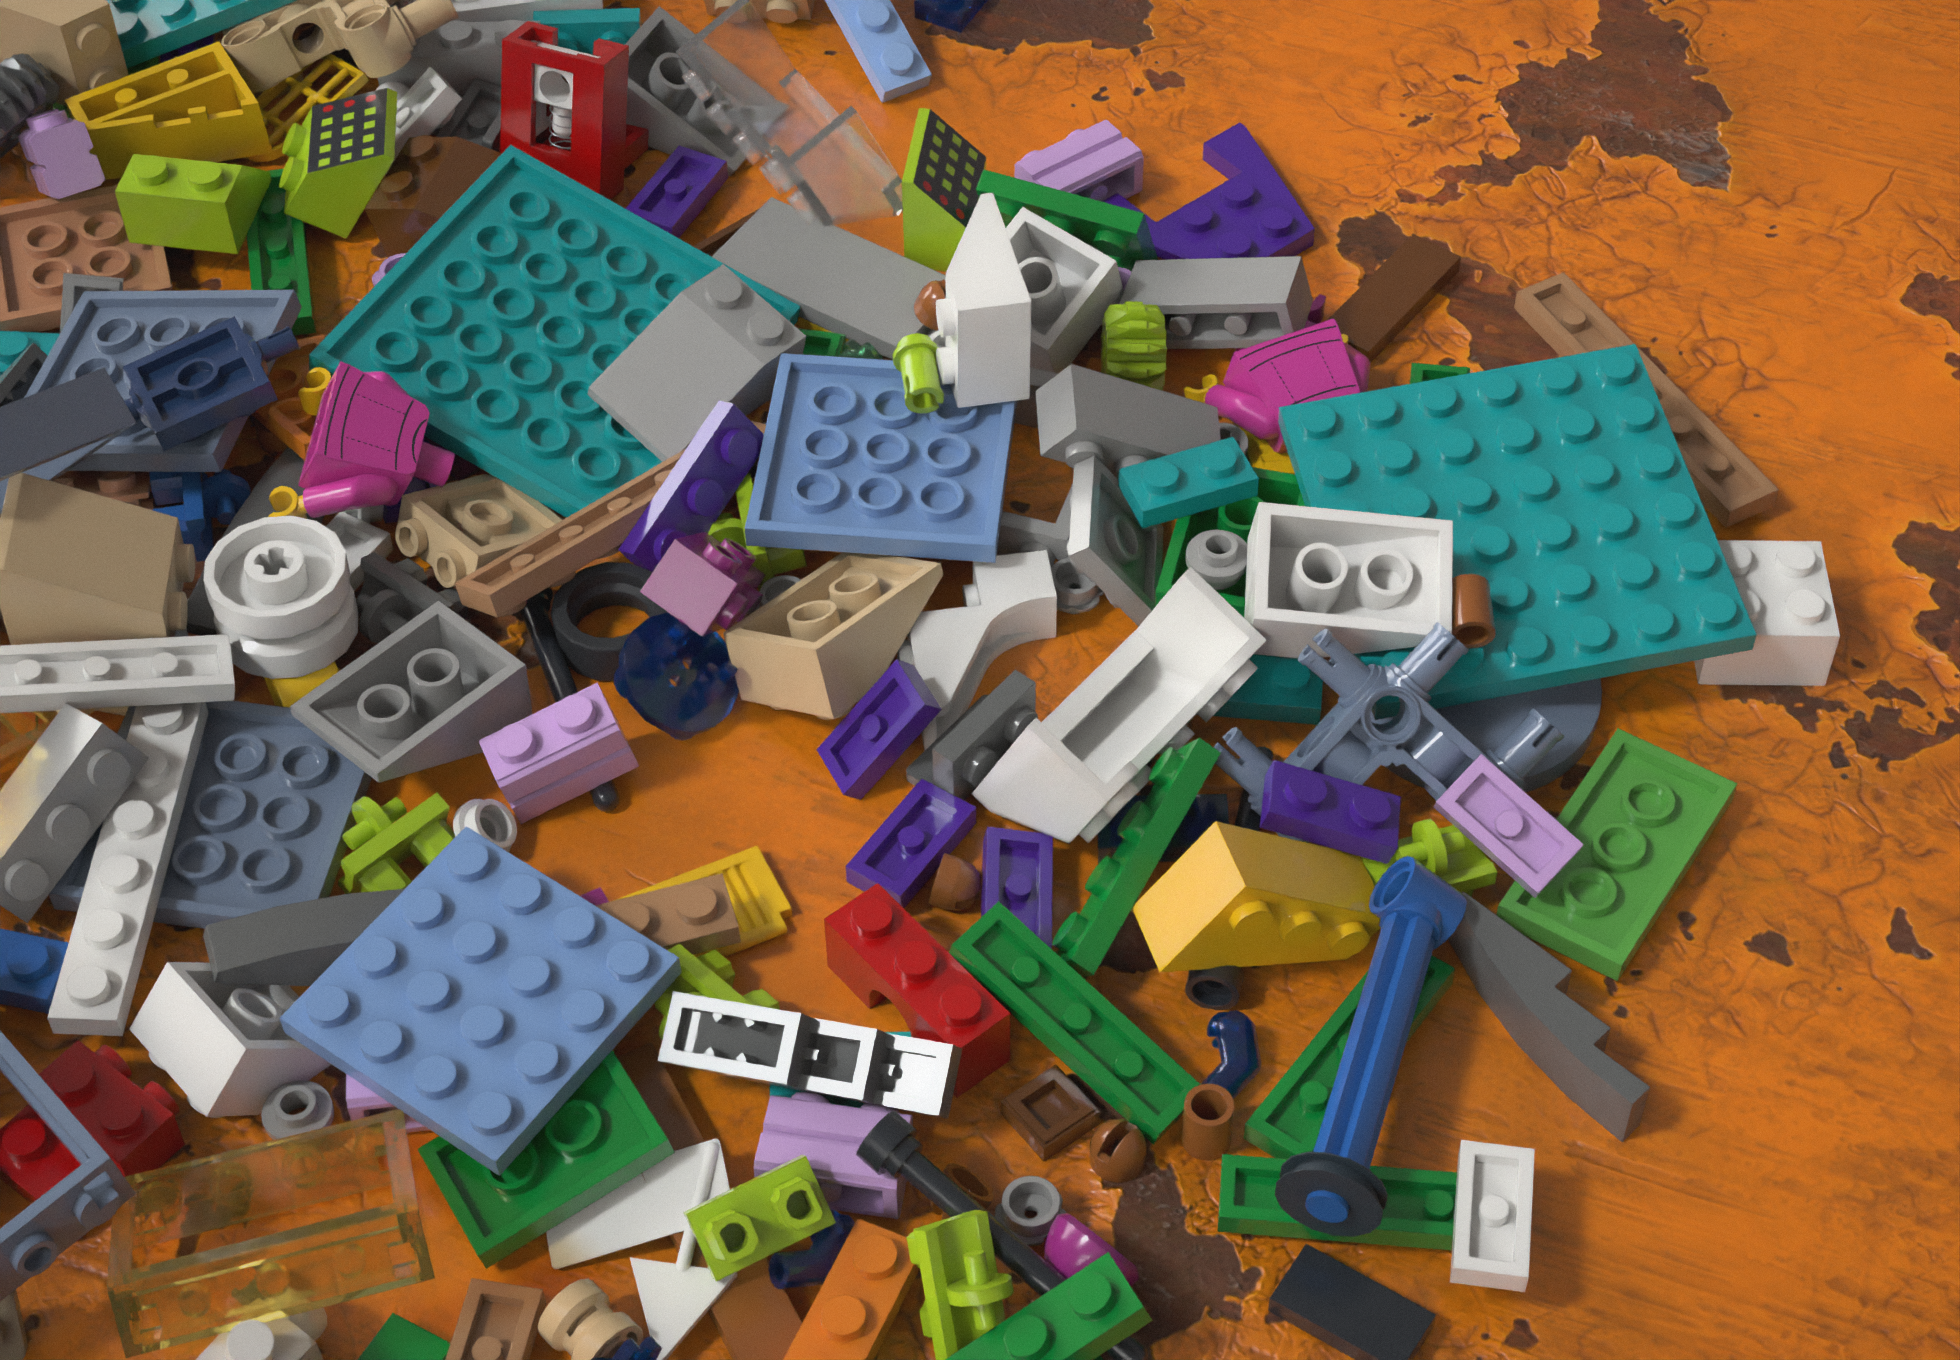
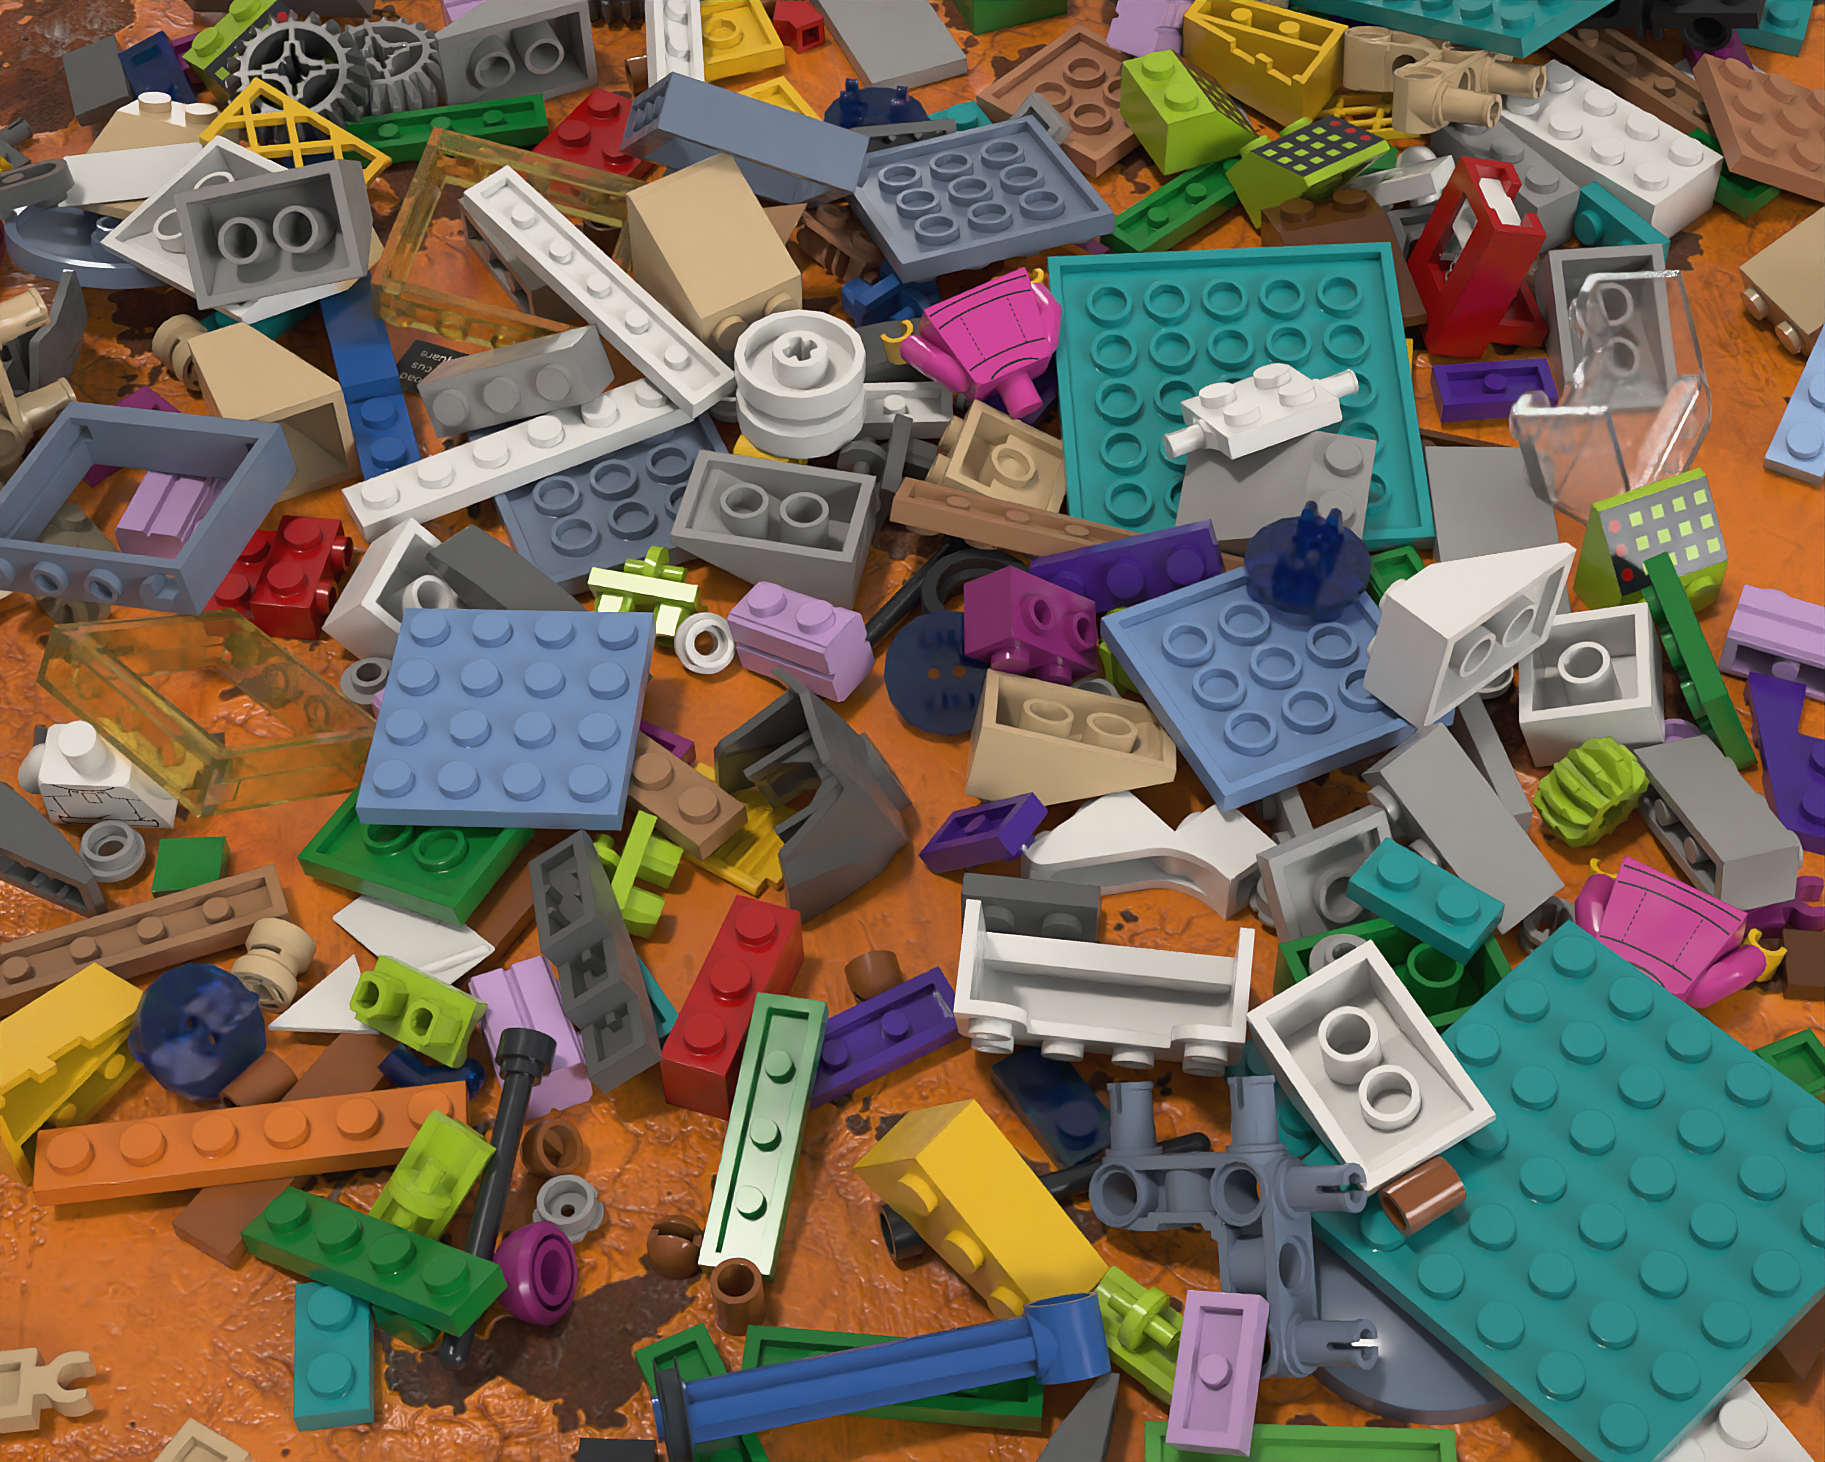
camera: 60 degrees right, 0 degrees up
(204, 381) = (956, 213): dark blue plate -> none
(616, 319) = (1259, 411): none -> white plate
(747, 763) = (855, 814): none -> dark grey piece
(813, 372) = (1307, 565): none -> clear blue plate
(912, 842) = (909, 924): dark purple plate -> none
(918, 366) = (1350, 645): lime pin -> none
(1050, 1112) = (681, 1176): reddish brown tile -> none
(1145, 835) = (999, 1080): green plate -> none
(1238, 1050) = (833, 1289): clear blue arm -> none
(1330, 812) = (1116, 1209): dark purple plate -> none

